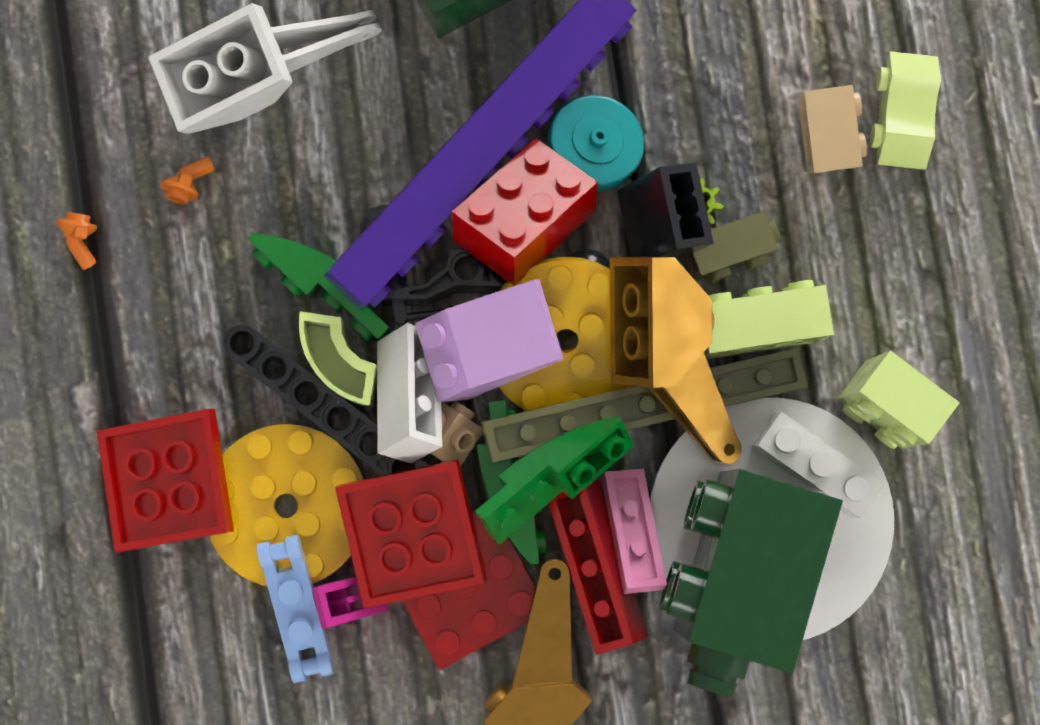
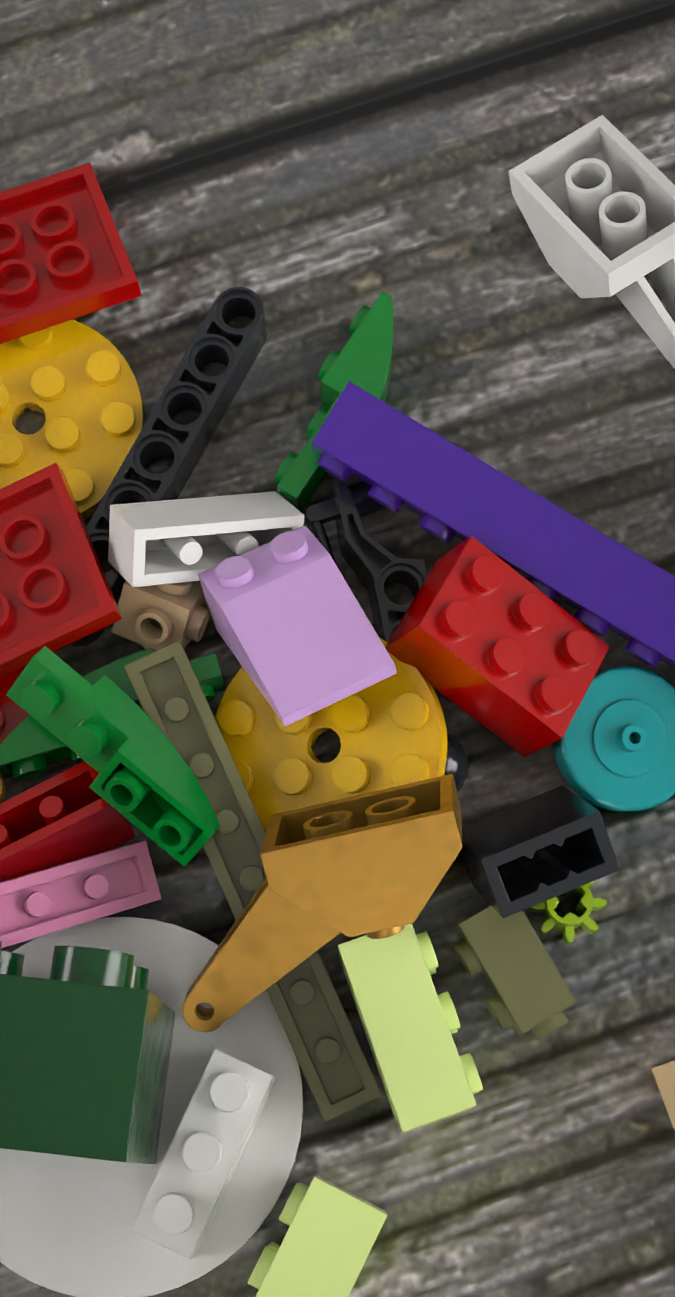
camera: 85 degrees right, 10 degrees down
(76, 229) = (353, 86): orange plate -> none
(180, 186) = (439, 202): orange plate -> none
(333, 360) = (239, 437): yellowish green brick -> none

